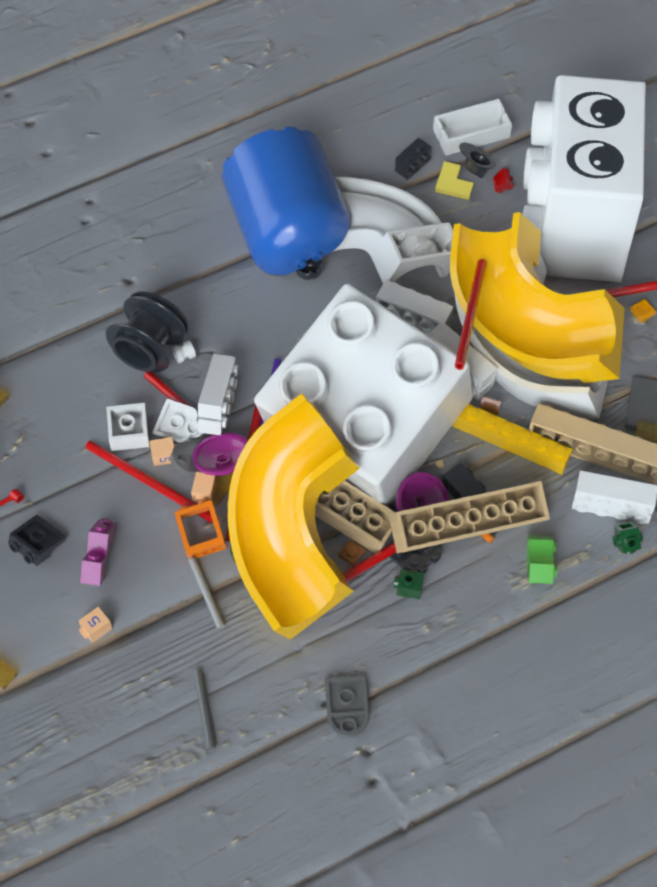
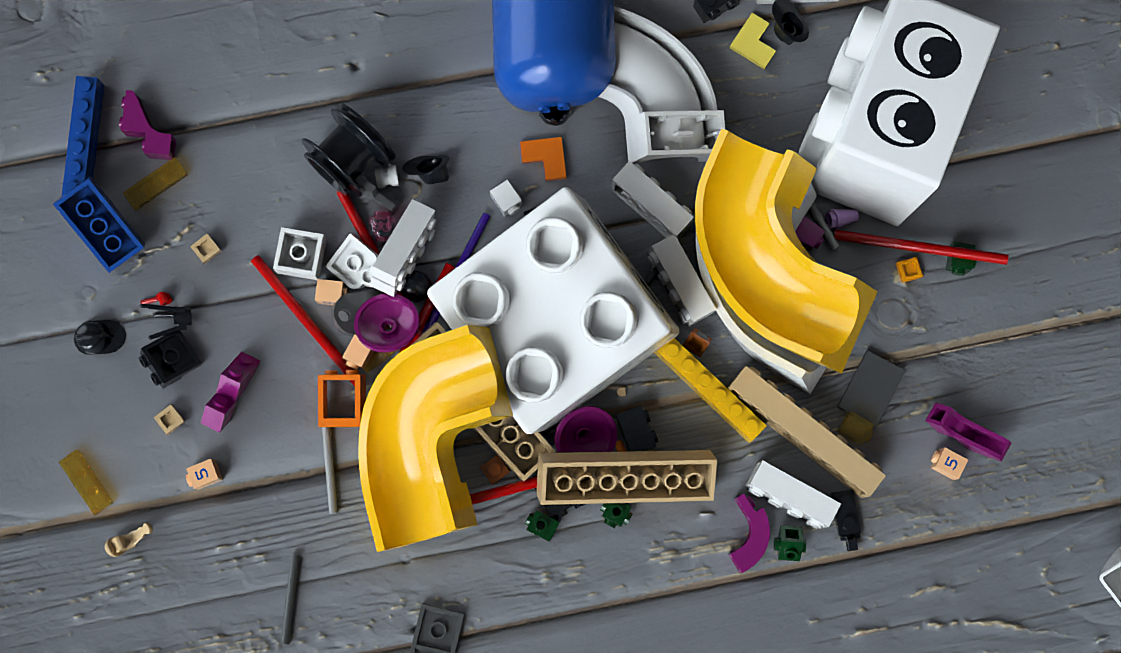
camera: 15 degrees right, 20 degrees up
(35, 705) = (120, 544): none -> tan piece
(37, 504) = (180, 314): none -> black plant
(42, 447) = (205, 248): none -> tan plate
(50, 590) = (169, 419): none -> tan plate
(180, 368) = (372, 192): none -> dark grey tile
(191, 388) = (381, 225): none -> clear pink head
(219, 338) = (429, 168): none -> black piece
(237, 425) = (416, 286): none -> black hair
(287, 339) = (506, 198): none -> white brick
(310, 300) = (548, 151): none -> orange tile
(469, 554) = (611, 519): none -> dark green brick
(470, 315) = (696, 260): red piece -> none
(502, 181) = (809, 58): red tile -> none
(540, 559) = (689, 539): bright green brick -> none
(572, 286) = (841, 217): none -> lavender cone
(597, 537) = (758, 537): none -> magenta arch

